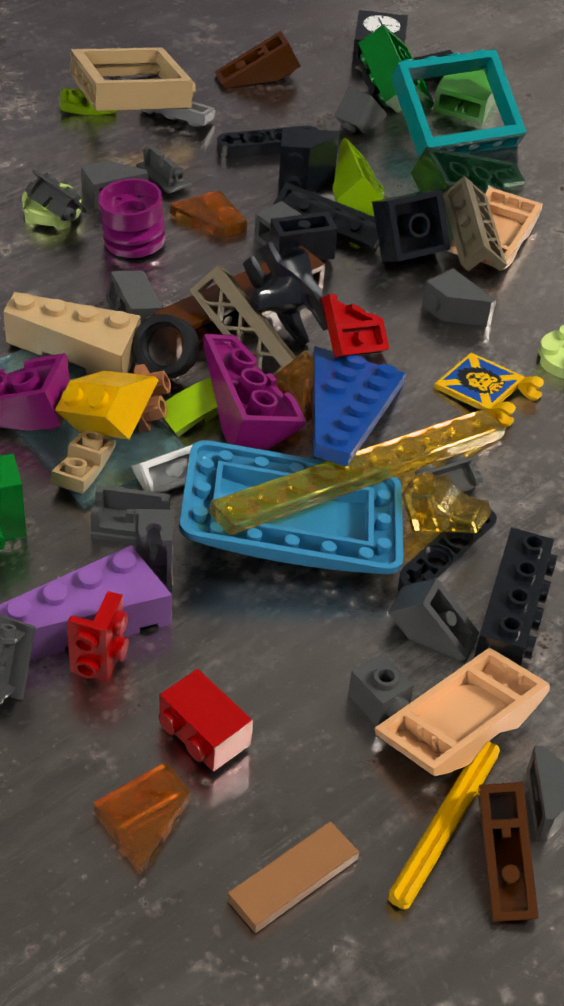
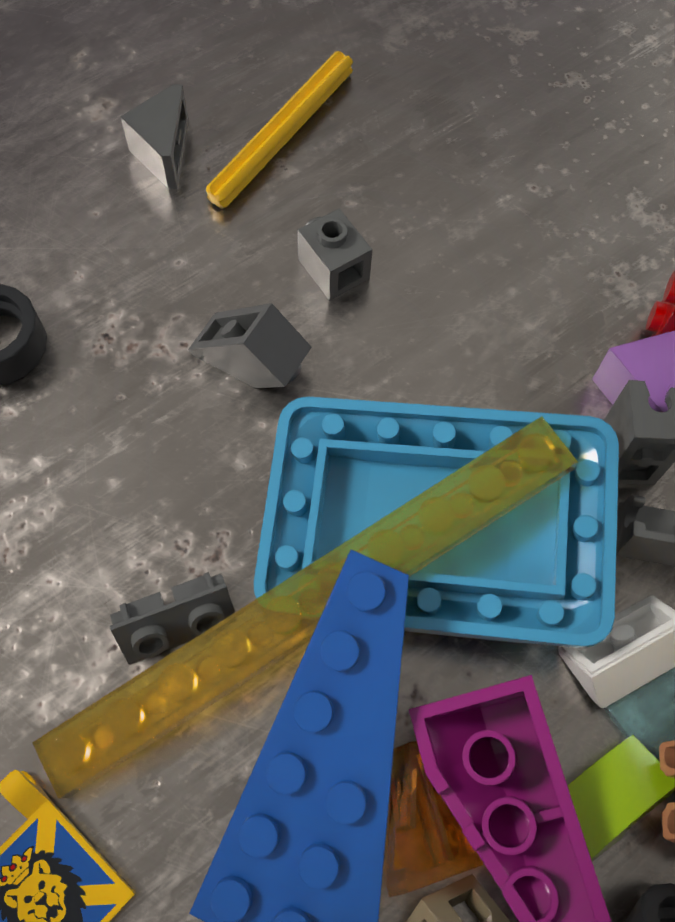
camera: 175 degrees left, 20 degrees up
(143, 812) = (597, 150): clear orange wing -> none
(204, 720) = (546, 213): red brick -> none
(292, 876) = (442, 88): medium nougat tile -> none
(439, 506) = (193, 518): clear yellow arch -> none
(444, 549) = (194, 468): black beam -> none
(464, 712) = (238, 213): light nougat slope -> none
(507, 851) = (226, 93): reddish brown slope -> none
(516, 594) = (124, 381): black brick -> none

